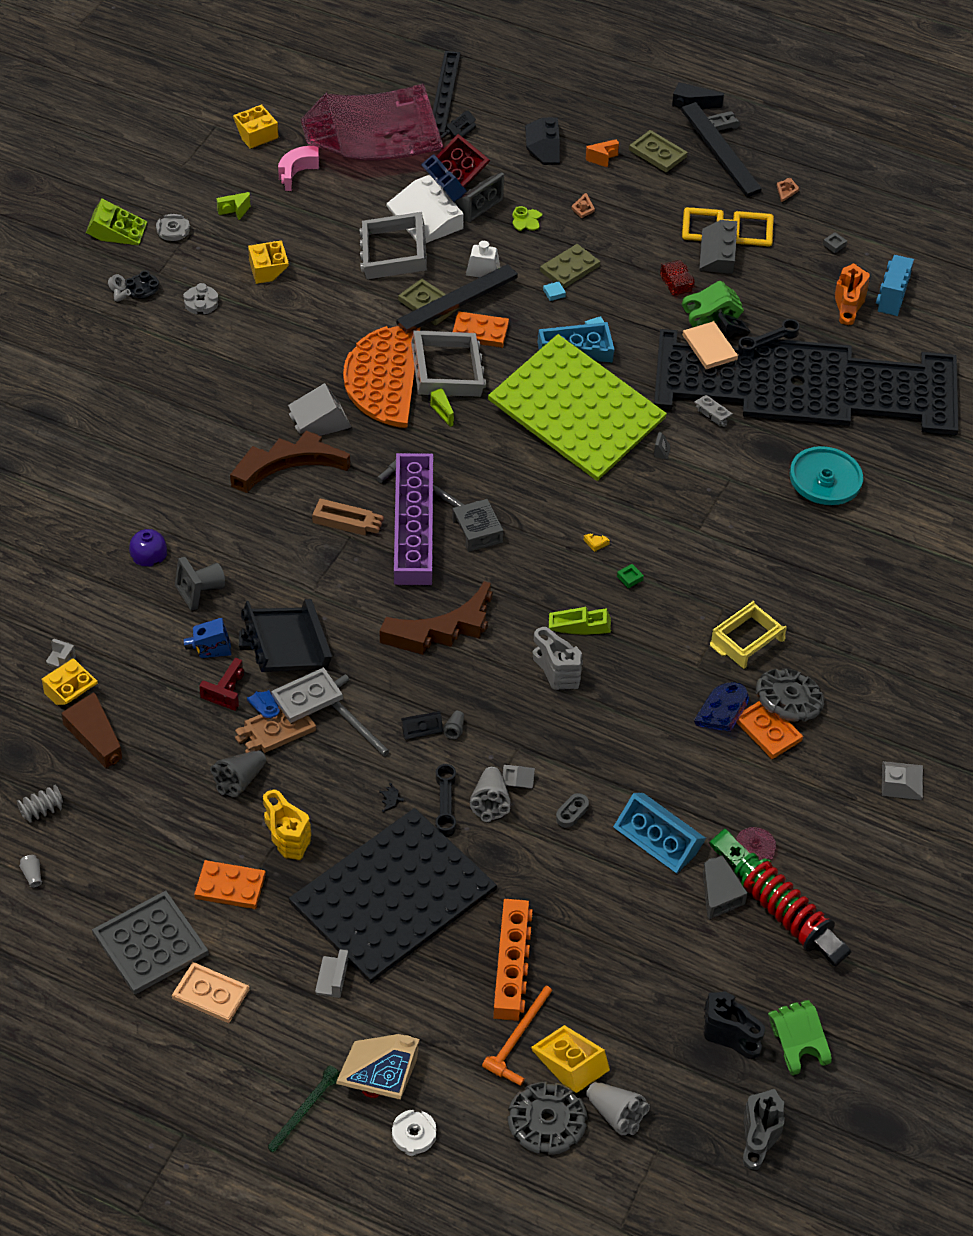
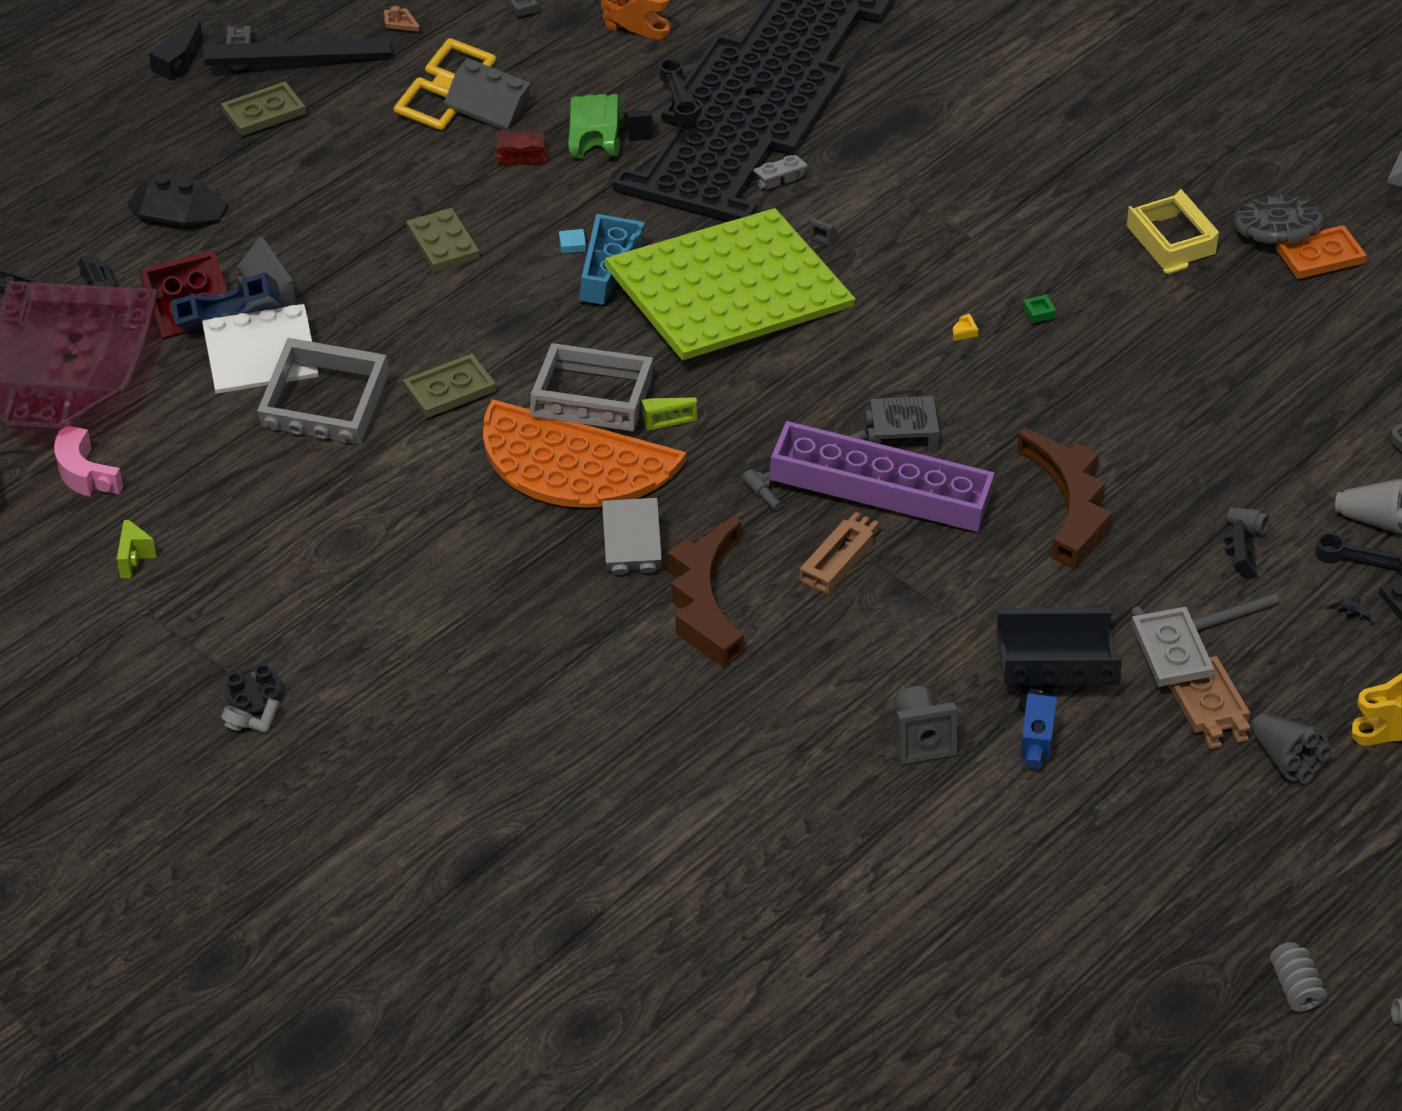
camera: 70 degrees left, 5 degrees down
(61, 653) = (1010, 912): light grey panel -> none
(67, 682) = (1079, 907): yellow slope -> none
(92, 729) = (1168, 895): reddish brown slope -> none
(115, 224) = (95, 698): lime slope -> none
(147, 547) = (823, 777): dark purple cylinder -> none
(172, 227) = (139, 630): light grey plate -> none
(201, 291) = (314, 616): light grey plate -> none
(223, 692) = (1129, 741): dark red bracket -> none
(264, 704) = (1163, 701): blue piece -> none
(267, 261) = (282, 532): yellow slope -> none
(456, 298) = (467, 352): black tile -> none
(482, 260) = (404, 311): white torso -> none
(488, 329) = (523, 349): orange plate -> none
(518, 776) = (1349, 476): light grey panel -> none
(526, 218) = (327, 260): lime plate -> none
(554, 291) = (485, 264): medium azure tile -> none
(558, 660) = (1175, 396): light grey piece -> none
(580, 621) = (1104, 367): lime slope -> none
(583, 206) = (332, 200): nougat piece -> none
(601, 152) = (241, 158): orange slope -> none
(710, 345) = (667, 143): light nougat tile -> none
(722, 707) = (1283, 279): clear blue plate -> none
(826, 475) = (935, 104): teal dish -> none

